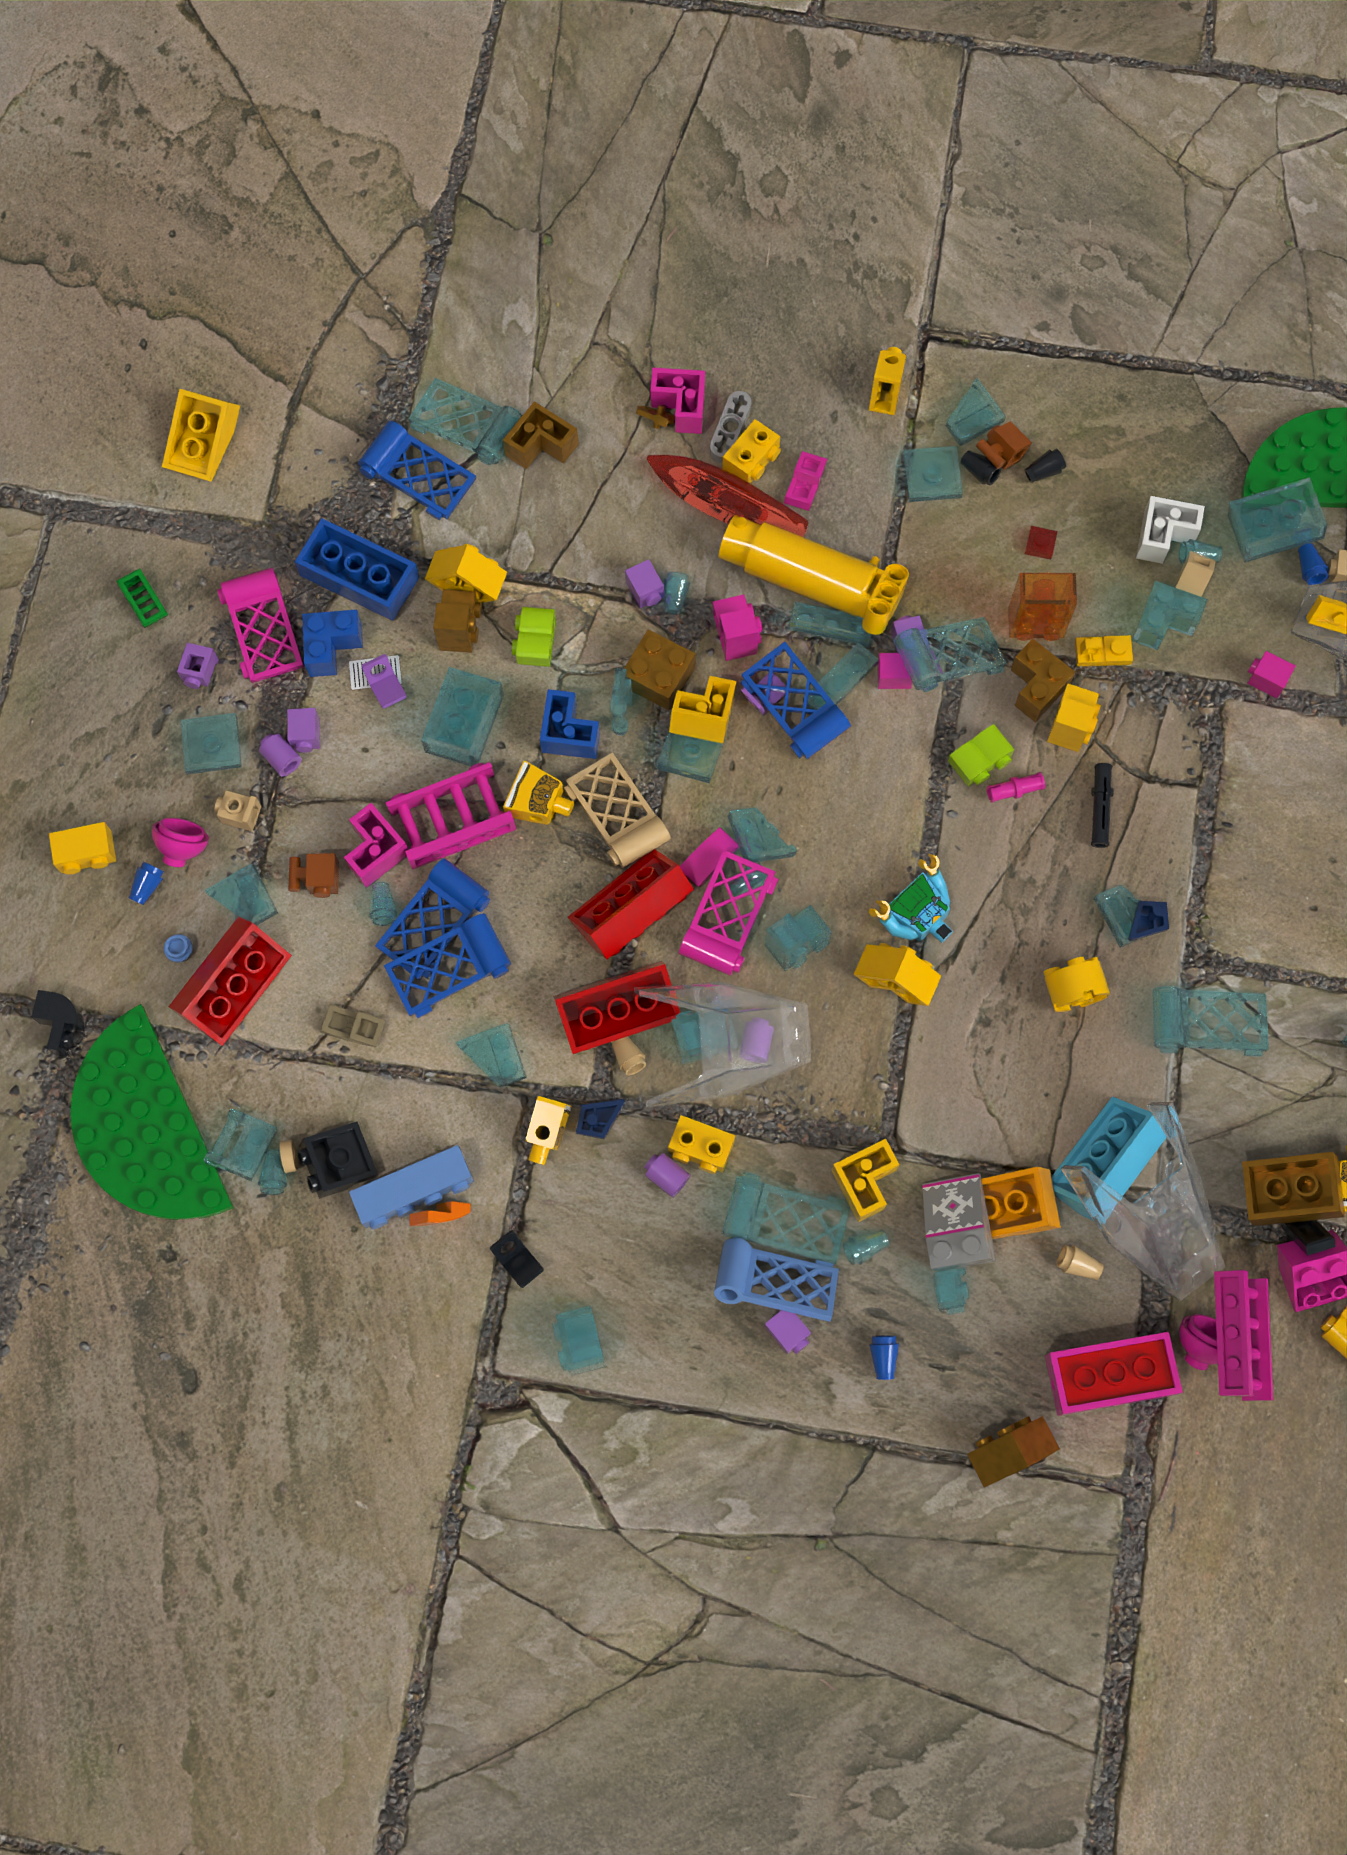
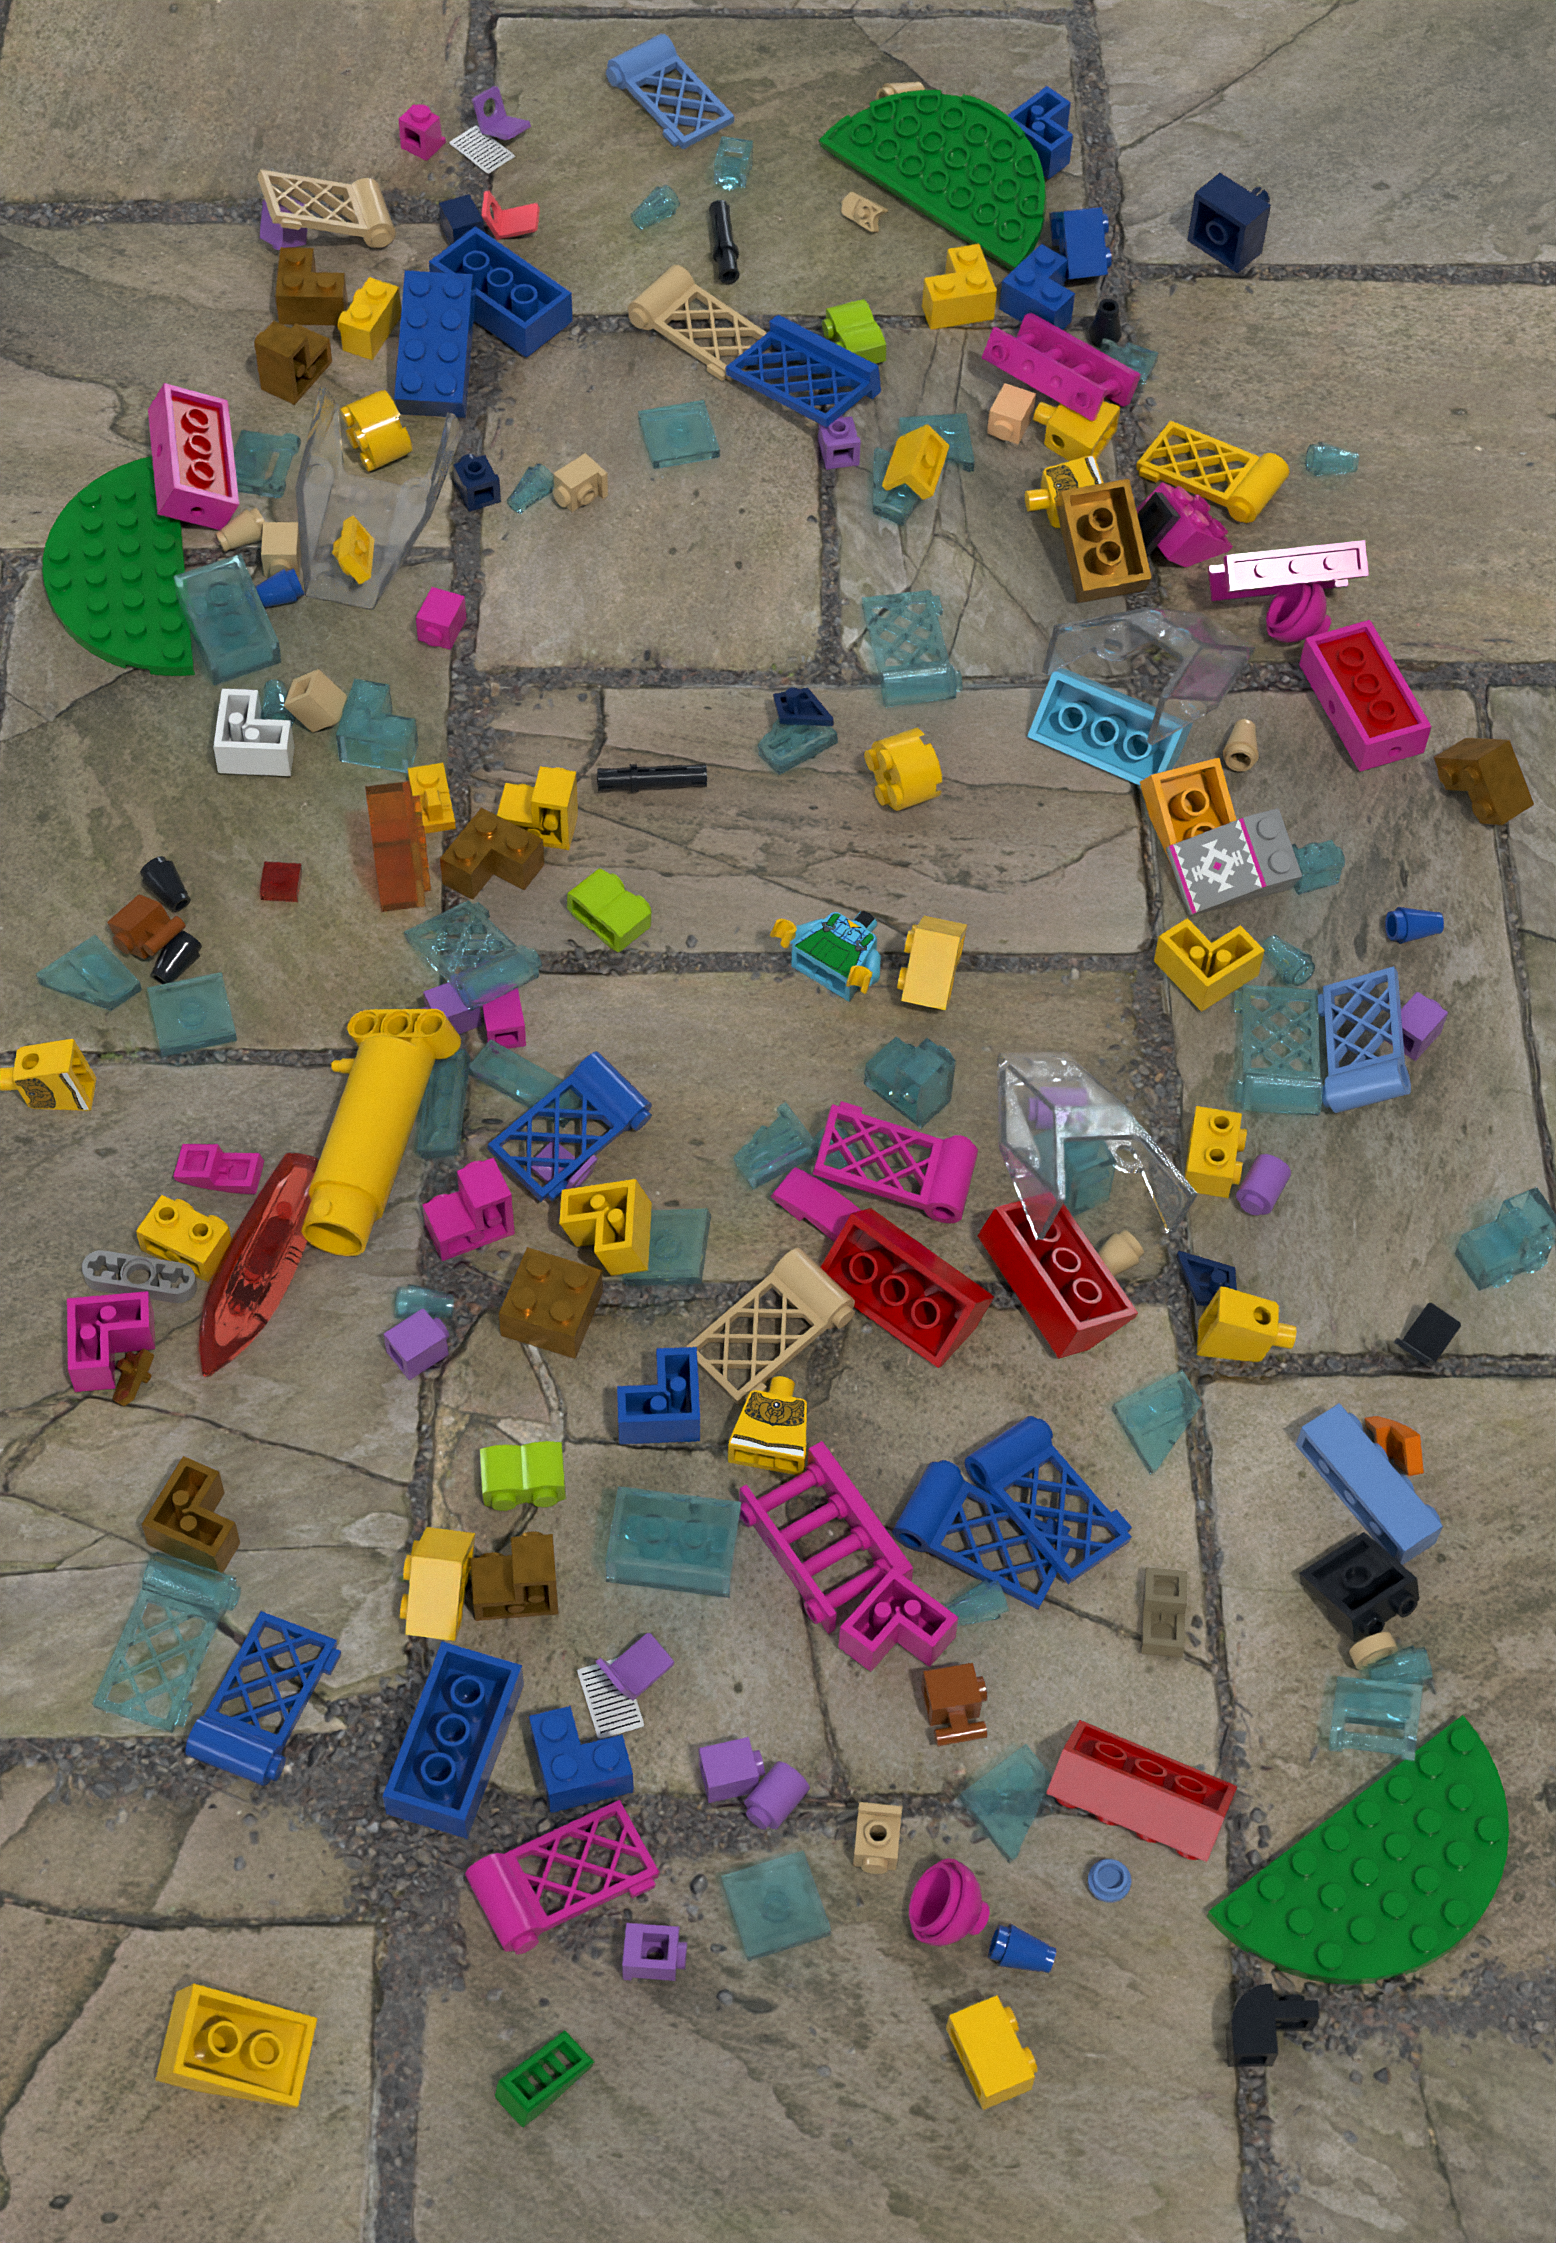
camera: 105 degrees left, 15 degrees down
(620, 699) = (601, 1334): clear light blue plate -> none
(1015, 787) = (645, 870): dark pink pin -> none

